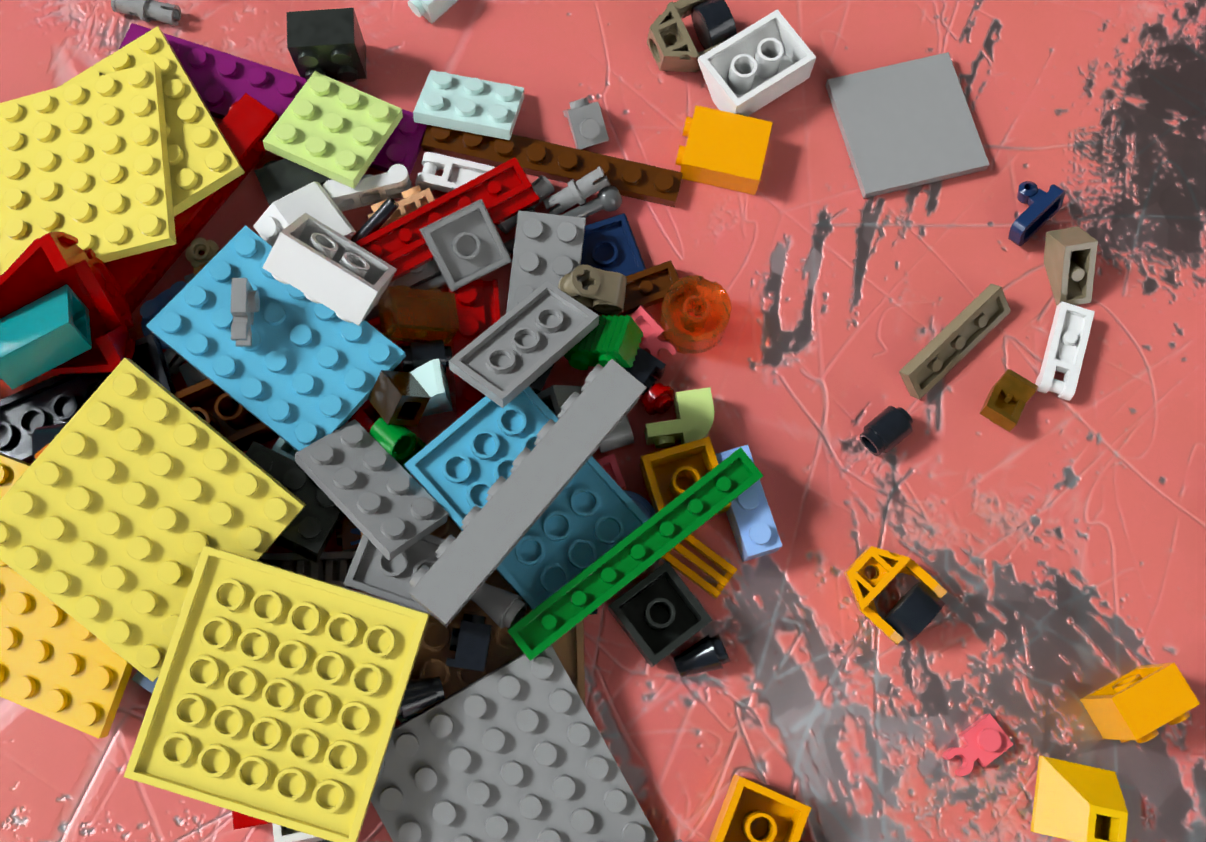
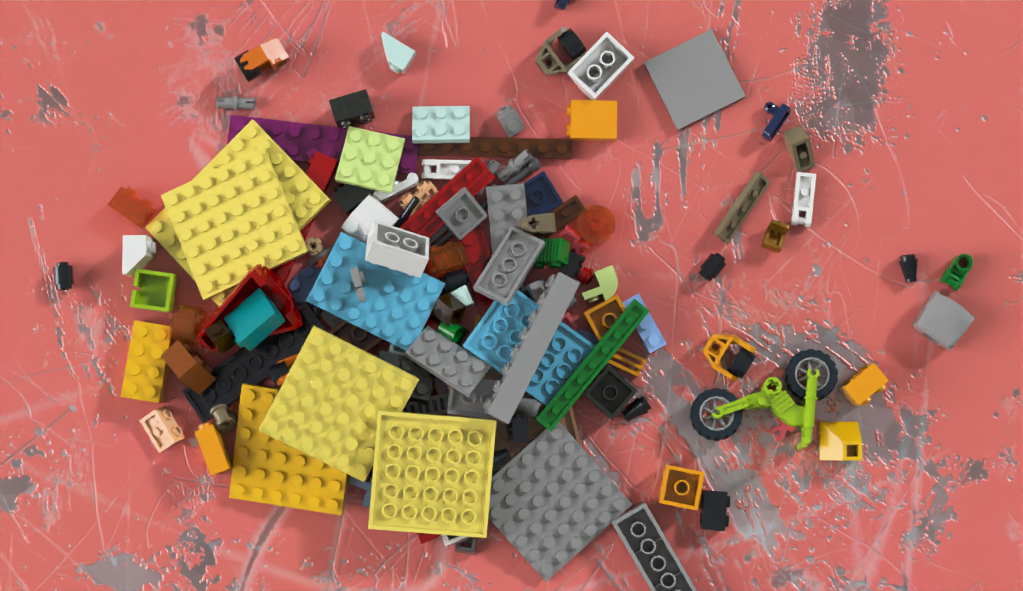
camera: 10 degrees left, 10 degrees up
(968, 693) = (778, 401): none -> piece

